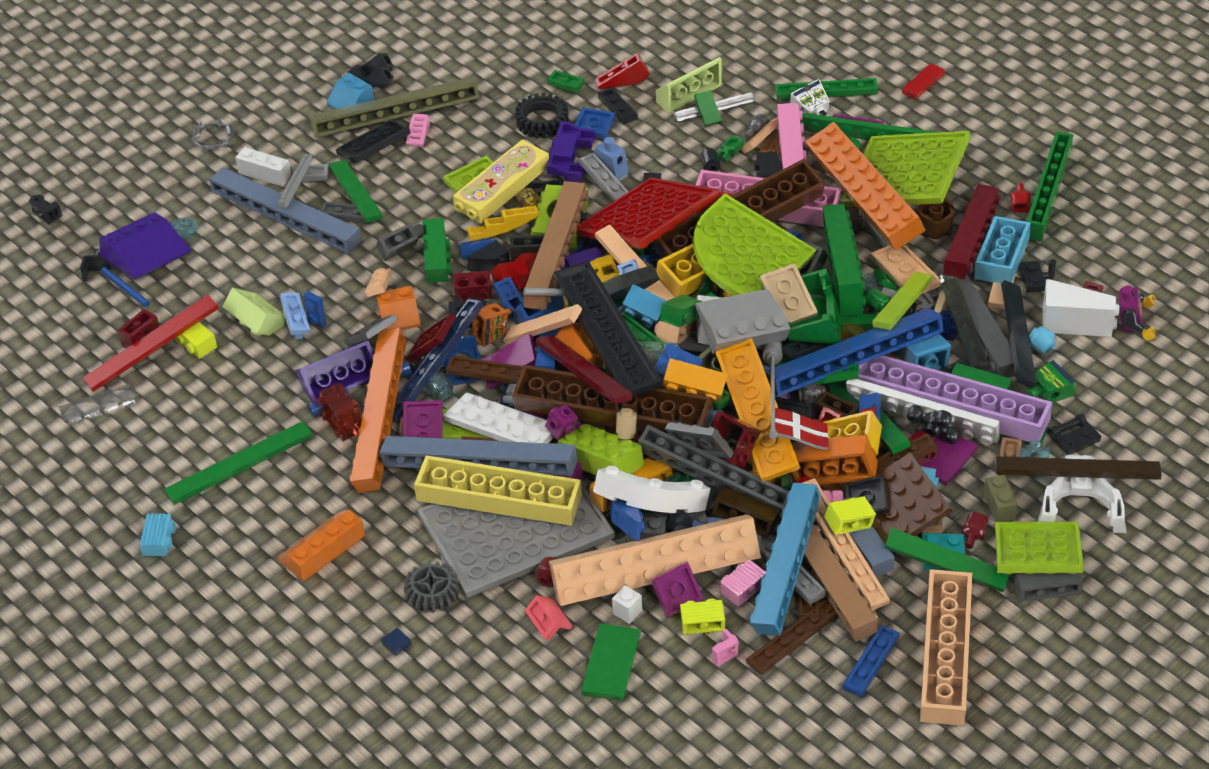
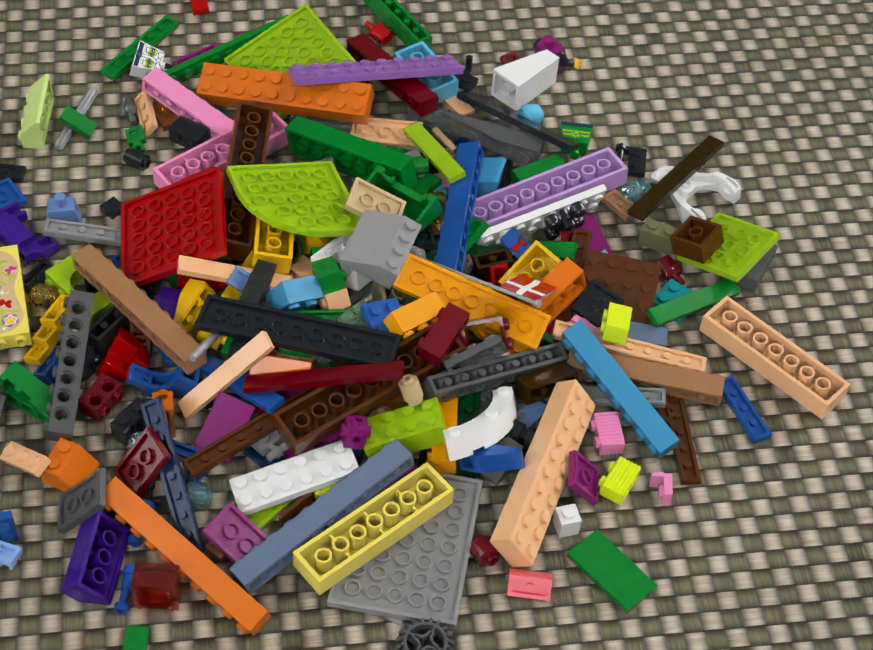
camera: 60 degrees left, 5 degrees up
(466, 255) = (82, 303): none -> dark grey brick
(690, 404) = (442, 334): none -> dark red brick
(945, 212) = (374, 70): none -> medium lavender plate
(1013, 518) = (697, 239): none -> reddish brown brick

